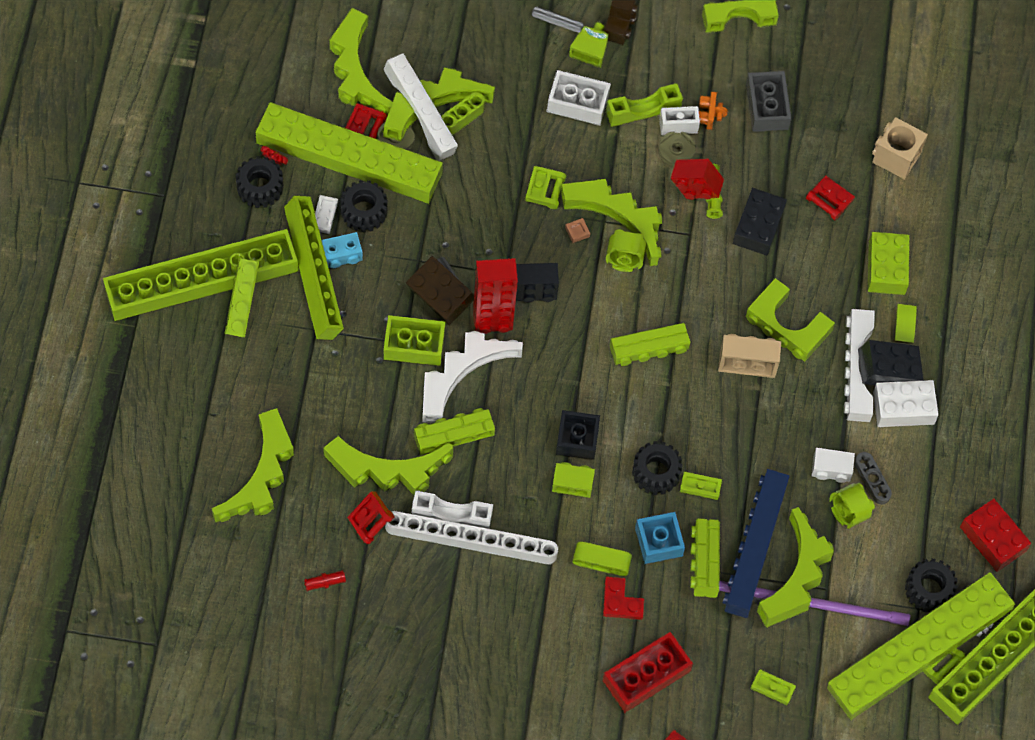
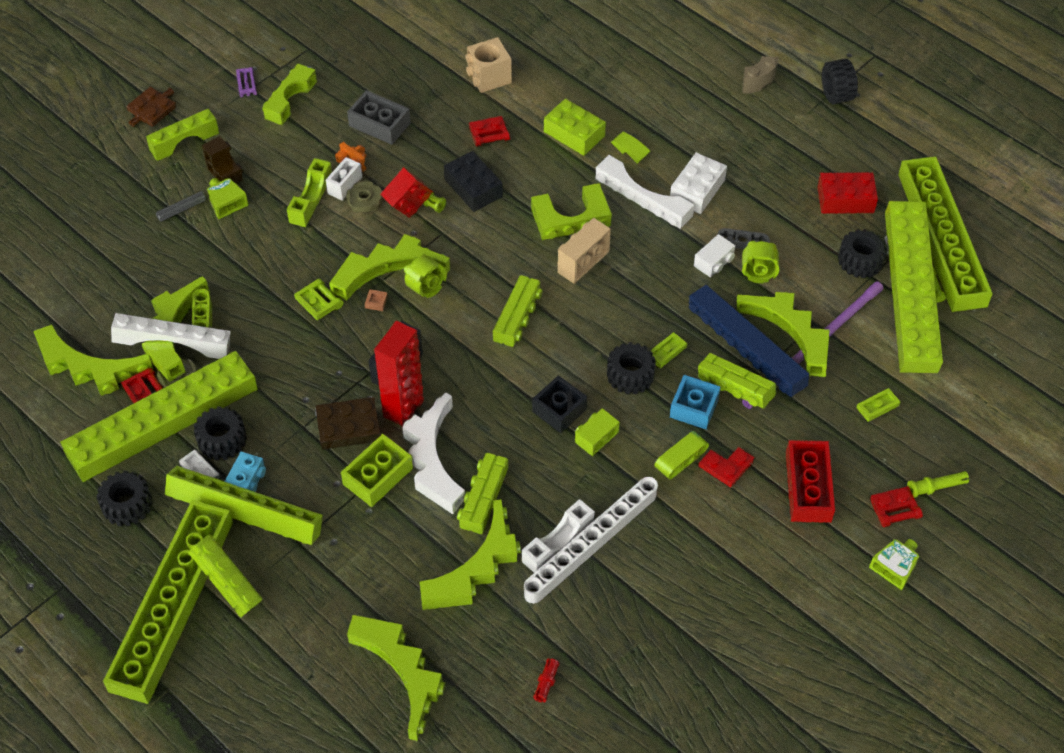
camera: 50 degrees left, 10 degrees down
(274, 155) = (110, 470): red gear -> none
(366, 513) = (509, 603): red plate -> none
(578, 97) = (263, 229): white brick -> none
(889, 362) = (660, 169): black brick -> none

